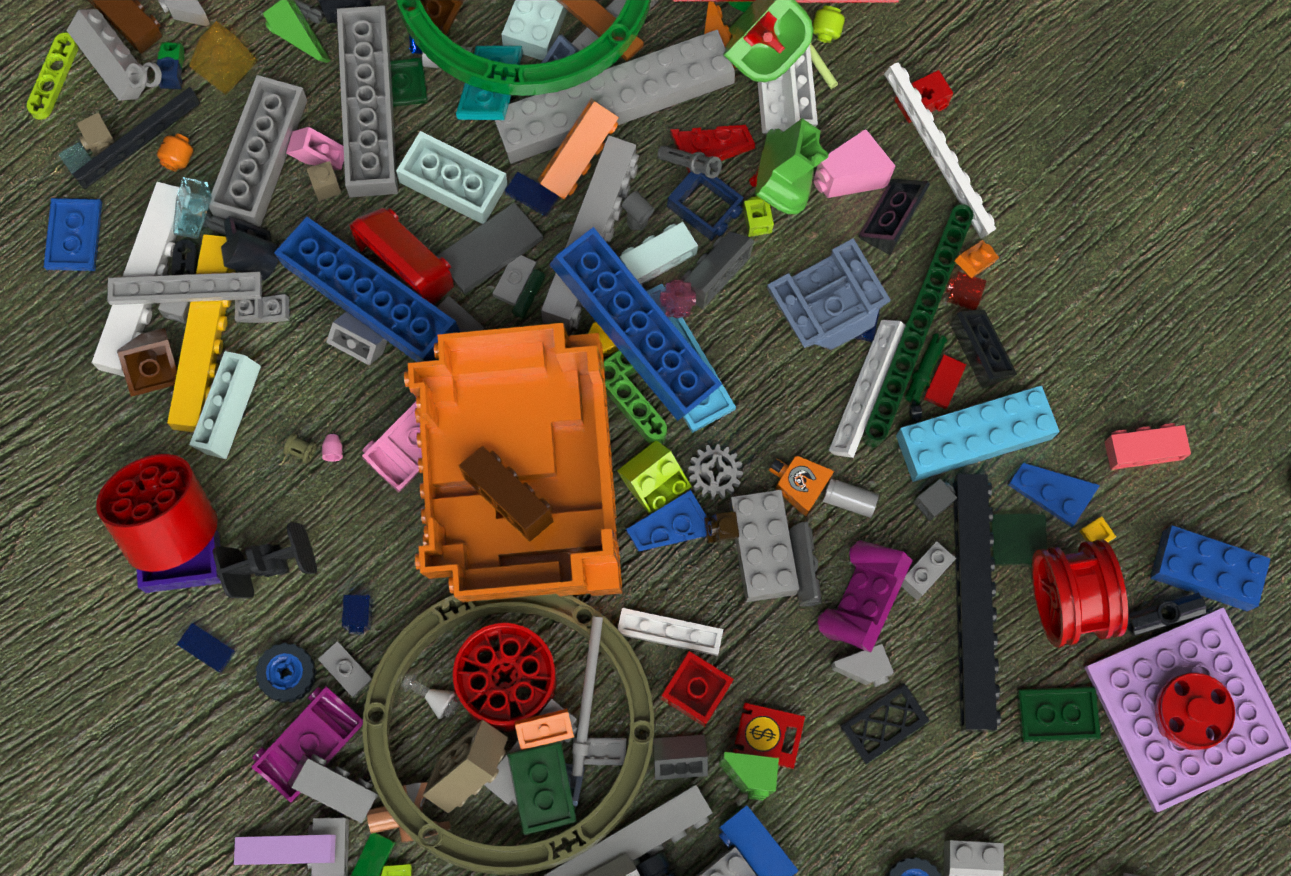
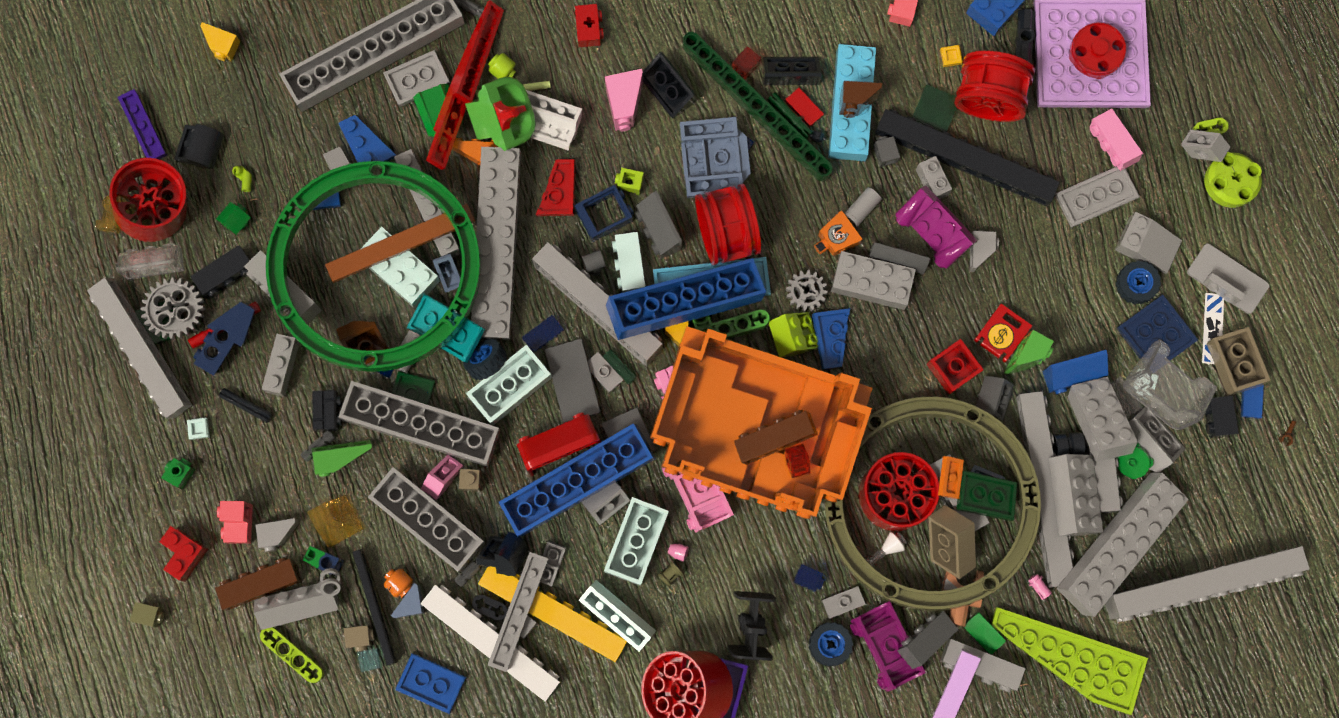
camera: 65 degrees left, 5 degrees up
(148, 362) = (560, 659): reddish brown slope -> none
(156, 171) = (410, 604): none -> sand blue slope
(191, 207) = (454, 584): clear light blue slope -> none
(206, 648) = (789, 694): clear blue tile -> none
(322, 391) = (636, 541): none -> light aqua brick
(470, 138) = (486, 359): none -> black wheel
(490, 533) = (797, 460): none -> clear red brick
(578, 148) = (529, 285): orange brick -> none
(581, 747) = (931, 441): light grey bar -> none
(605, 751) = (970, 448): light grey plate -> none
(670, 631) = (906, 369): white plate -> none
(677, 299) = (673, 269): clear pink brick -> none
(696, 162) = (575, 206): dark grey pin -> none
(721, 527) = (850, 302): dark brown brick -> none
(750, 338) = (728, 224): none -> red wheel
(788, 166) = (607, 143): bright green piece -> none
(867, 388) = (788, 161): white plate -> none
(904, 731) = (1034, 243): black window -> none
(936, 144) = (630, 33): white plate -> none
(977, 258) = (727, 45): orange plate -> none
(980, 426) = (857, 97): none -> reddish brown slope
(1005, 790) = (1096, 196): none -> light grey tile
(1054, 492) = (912, 70): blue wing -> none
(1058, 714) = (1061, 138): dark green tile -> none
(1087, 783) = (1115, 140): none -> bright pink brick

